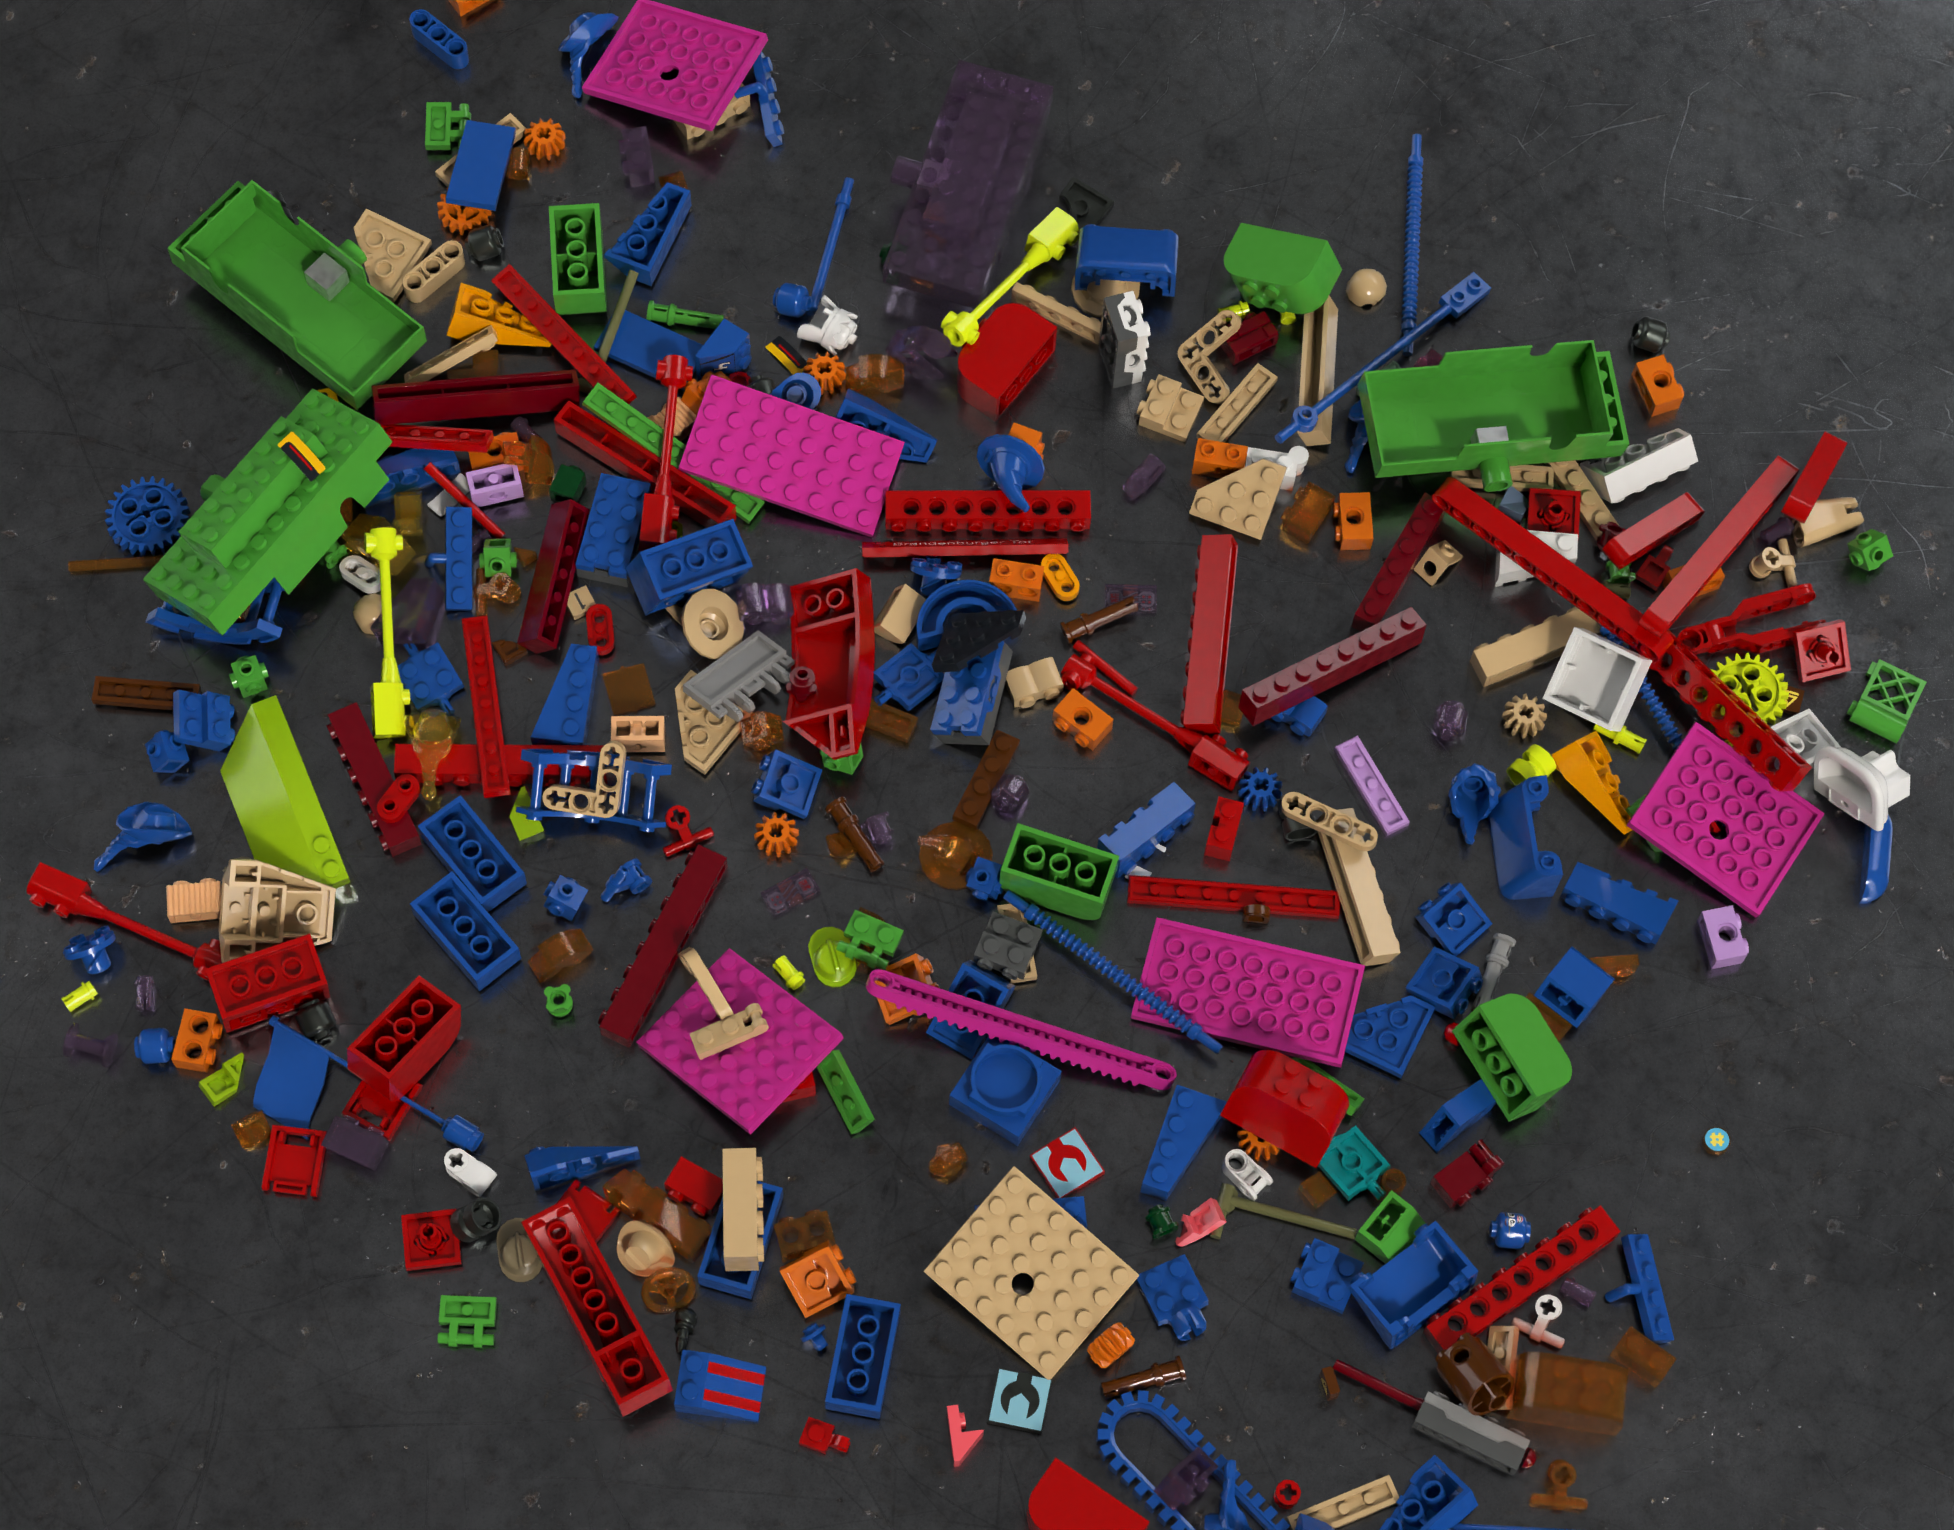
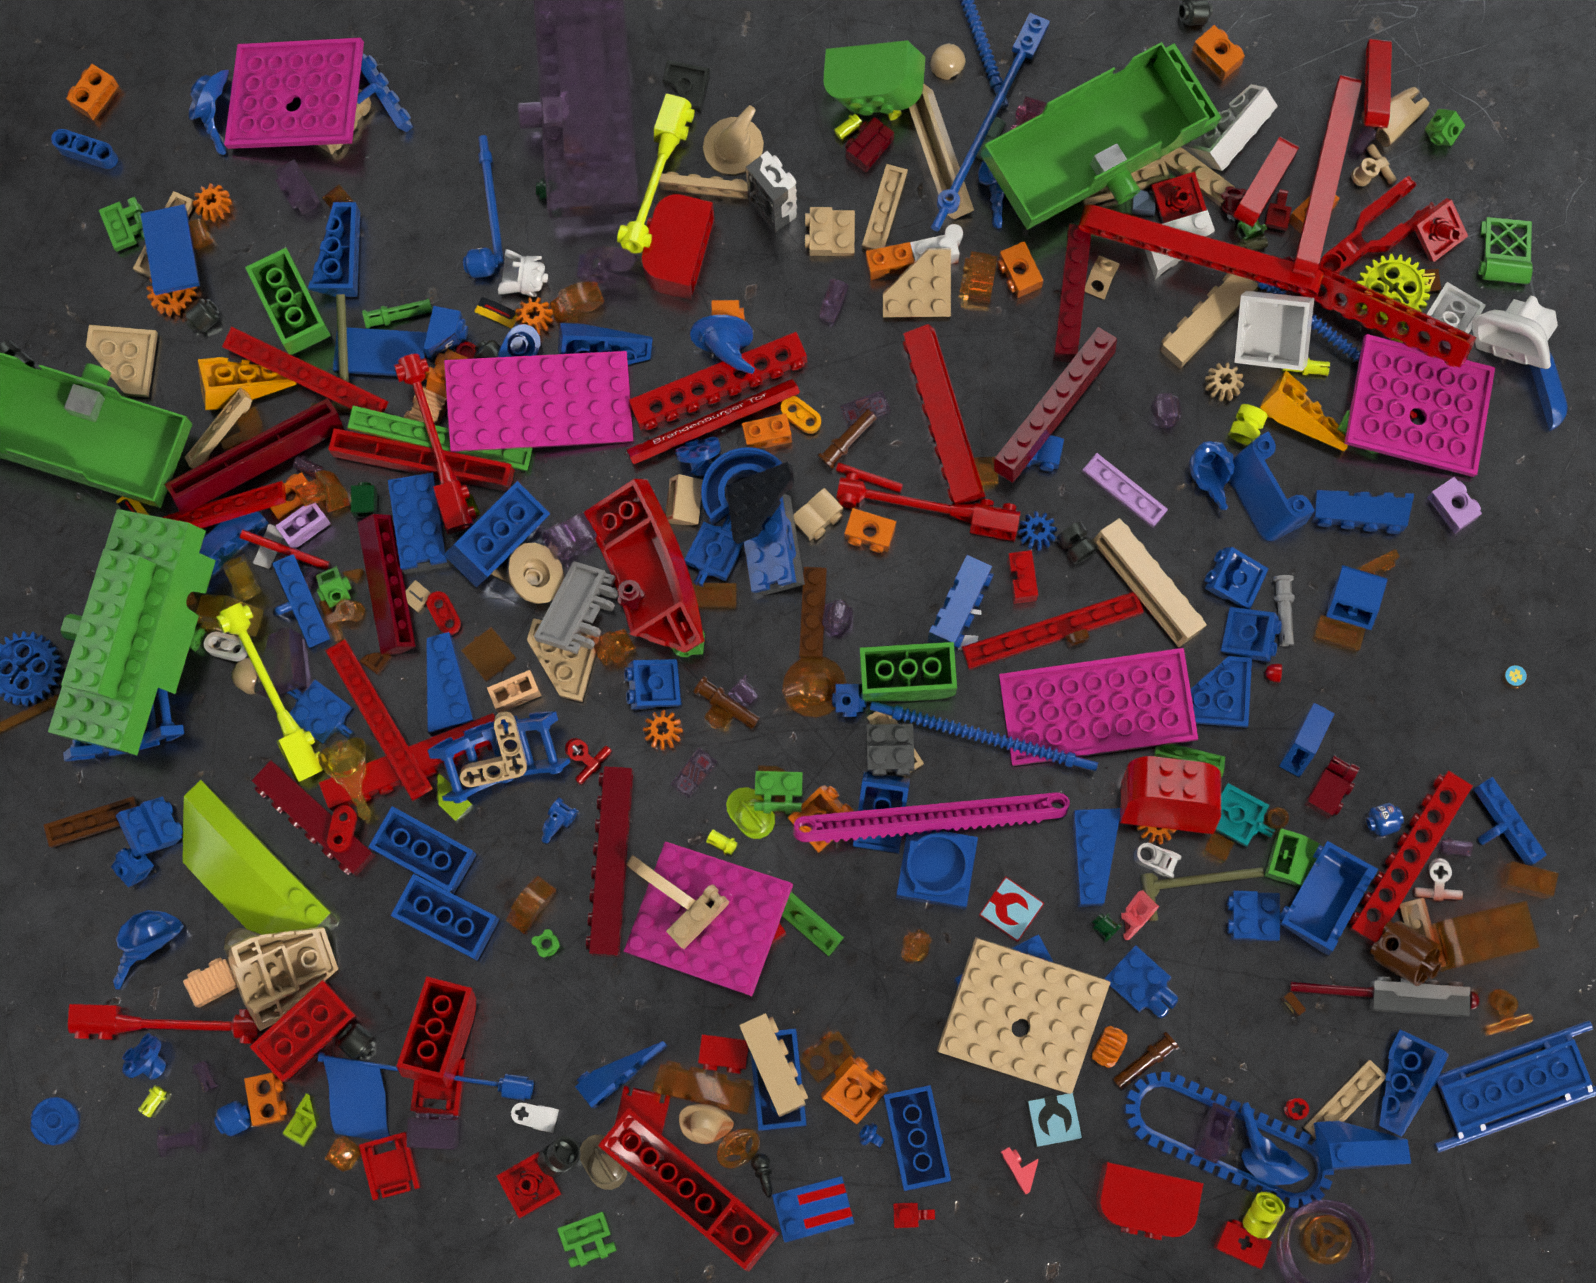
camera: 15 degrees left, 10 degrees up
(249, 675) = (178, 775): bright green brick -> none
(301, 456) = (137, 579): sticker -> none
(431, 282) = (172, 367): tan beam -> none
(564, 897) = (513, 855): blue brick -> none
(1127, 256) = (743, 115): blue windscreen -> none
(1201, 356) = (839, 179): tan beam -> none
(1331, 817) = (1107, 543): tan beam -> none
(1514, 1053) = (1334, 675): bright green brick -> none

